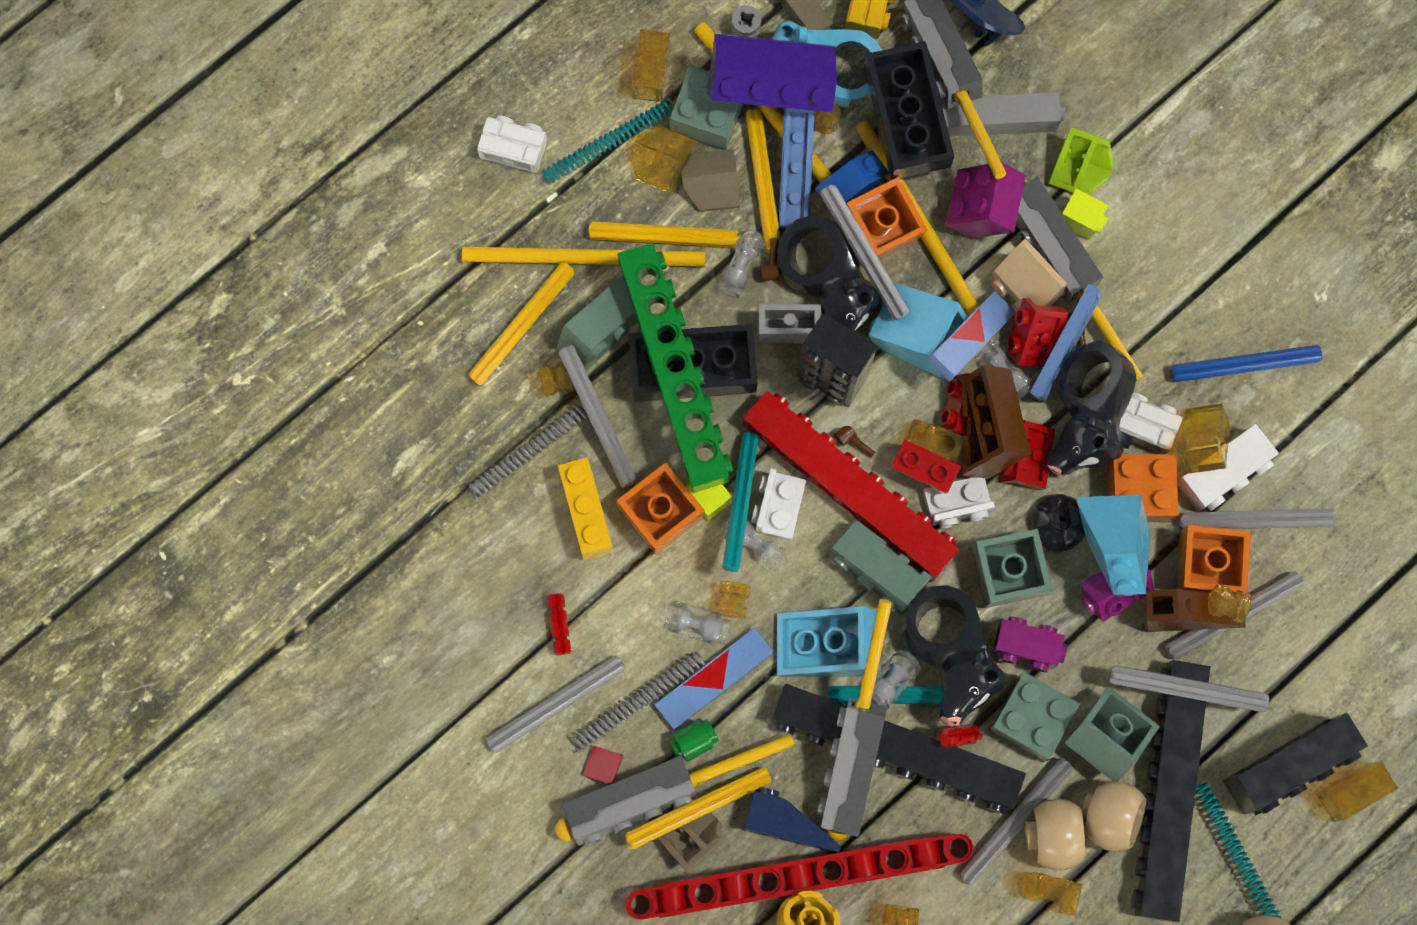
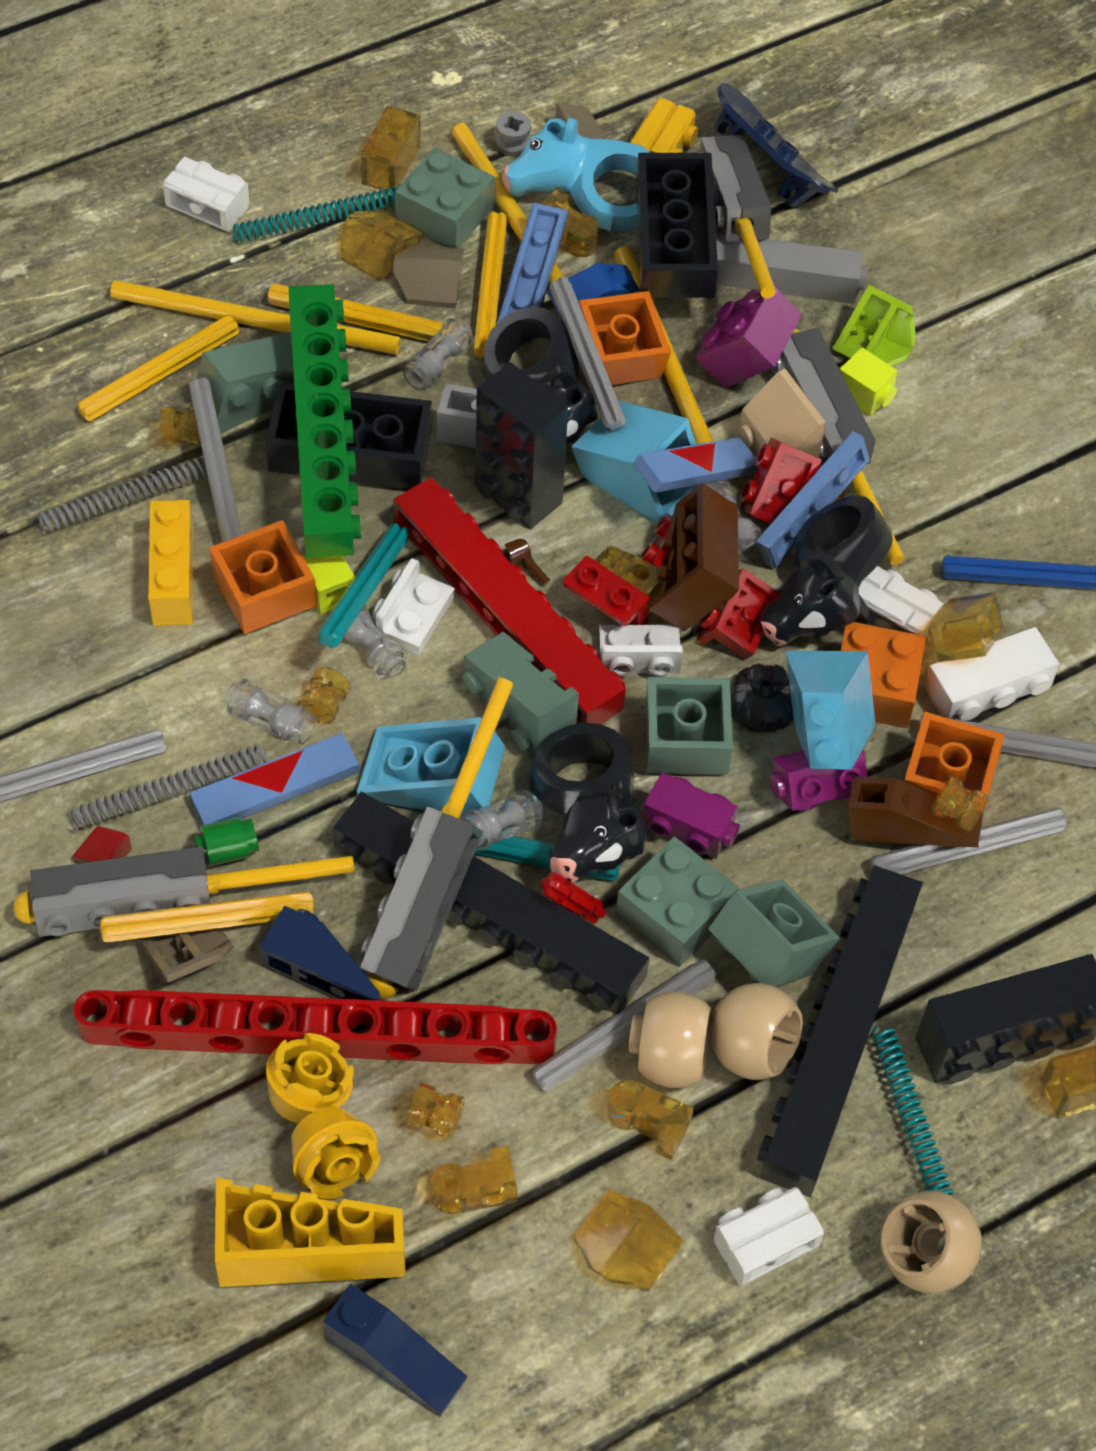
camera: 10 degrees right, 20 degrees down
(559, 624) = (98, 683): red axle -> none
(770, 270) = (472, 370): reddish brown hand -> none
(772, 73) = (524, 159): dark purple slope -> none
(1189, 688) = (888, 897): light grey axle -> none

